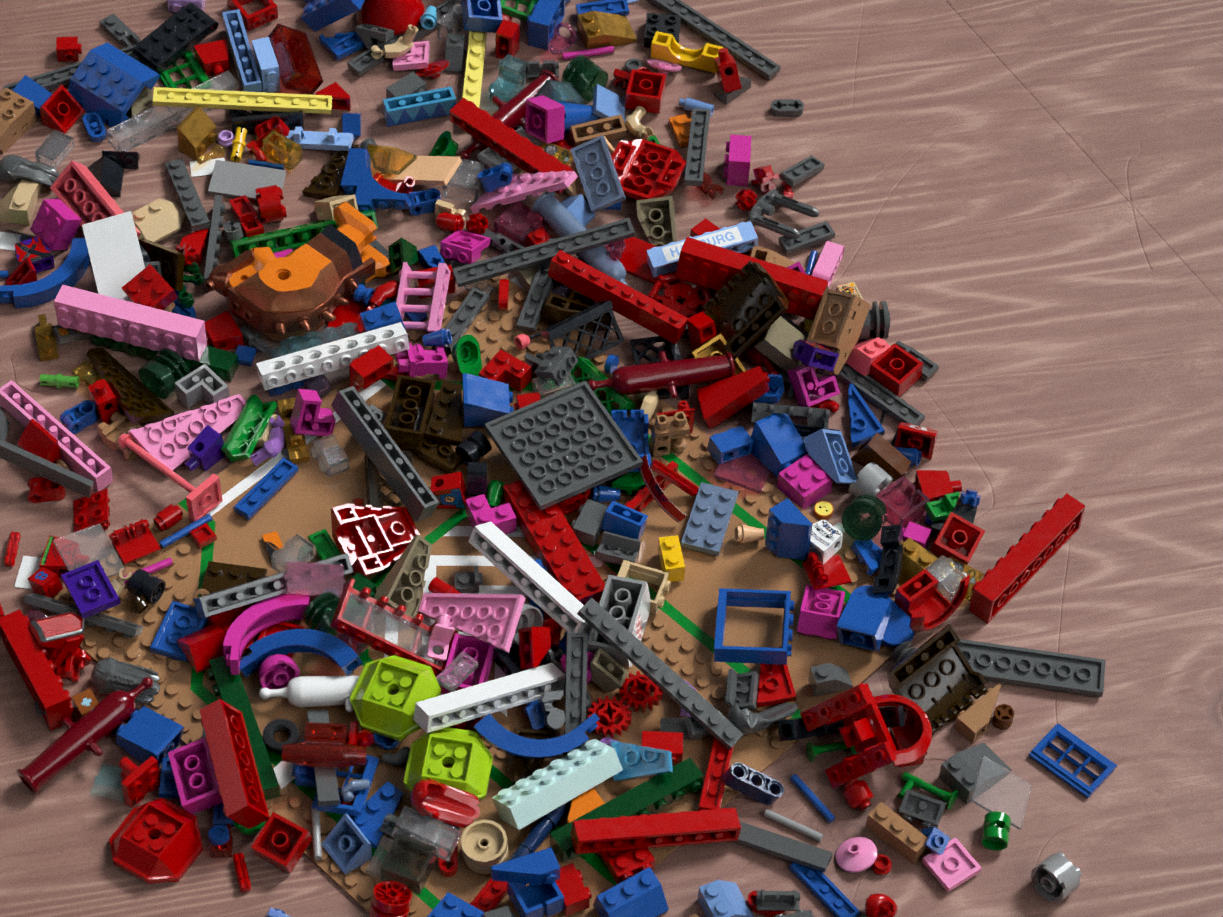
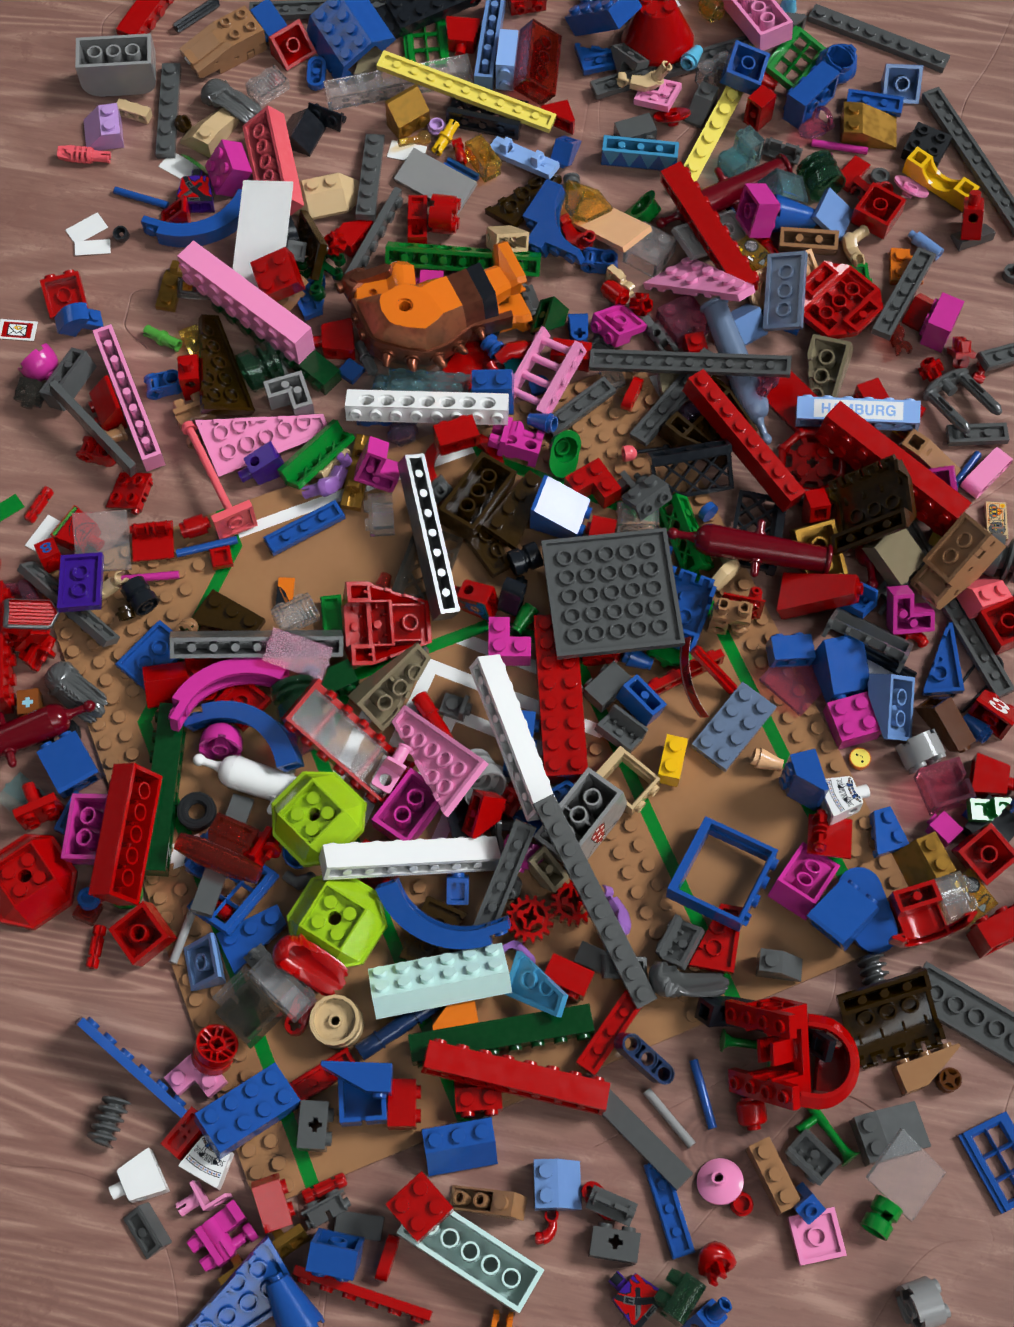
camera: 25 degrees right, 15 degrees up
(233, 230) = (397, 230): dark grey beam -> none
(267, 127) = (485, 128): red piece -> none
(352, 786) = (233, 903): sand blue arm -> none
(457, 671) = (390, 815): clear plate -> none
(495, 177) = (679, 259): blue piece -> none
(554, 717) = (471, 901): dark grey leg -> none
(609, 64) = (855, 167): none -> red tile
(715, 160) = (918, 311): none -> red slope
(806, 353) = (921, 583): dark purple torso -> none
(860, 527) = (896, 790): clear green wheel -> none
(891, 560) = (902, 853): black slope -> none

